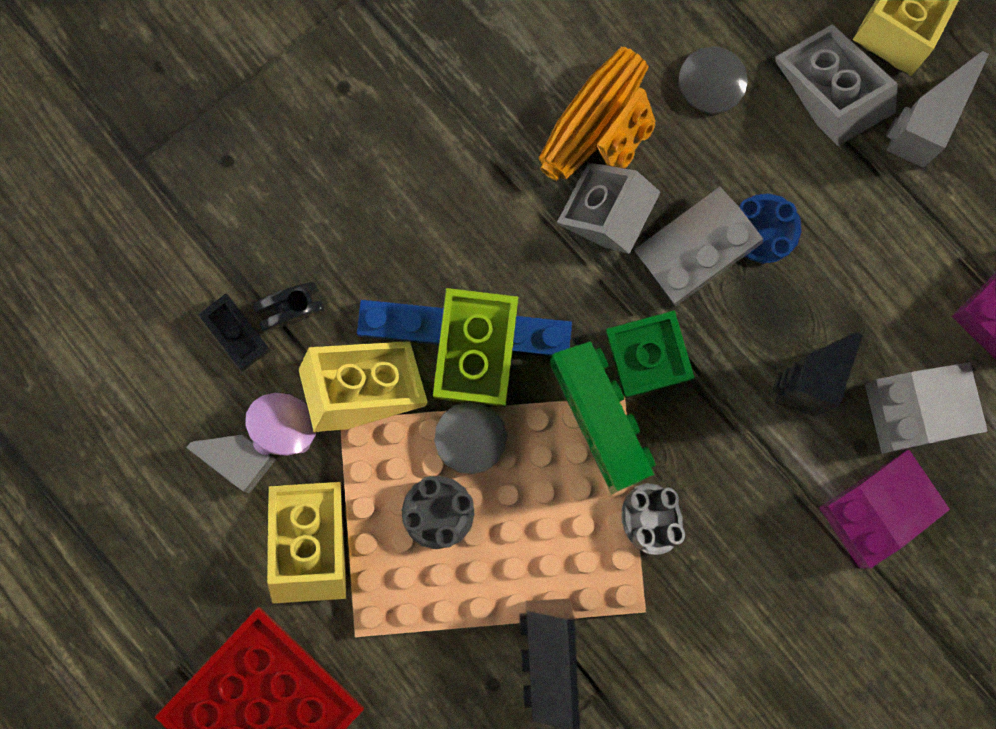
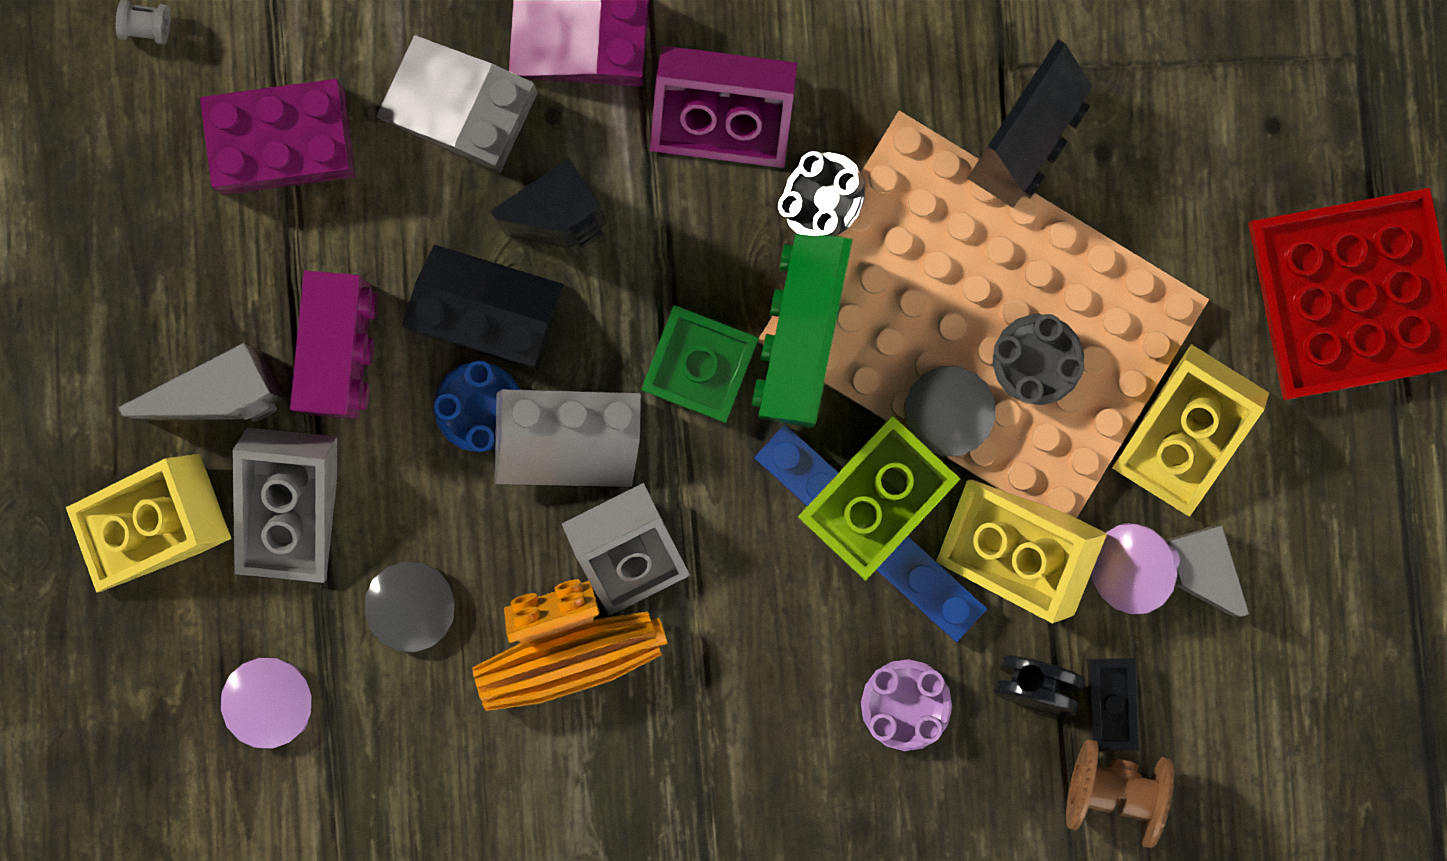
camera: 150 degrees left, 5 degrees up
(179, 283) = (1120, 786): none -> medium nougat hose
(364, 239) = (906, 705): none -> lavender dish
(761, 529) = (722, 106): none -> magenta slope
(811, 290) = (483, 307): none -> black slope
(885, 193) = (333, 345): none -> magenta brick

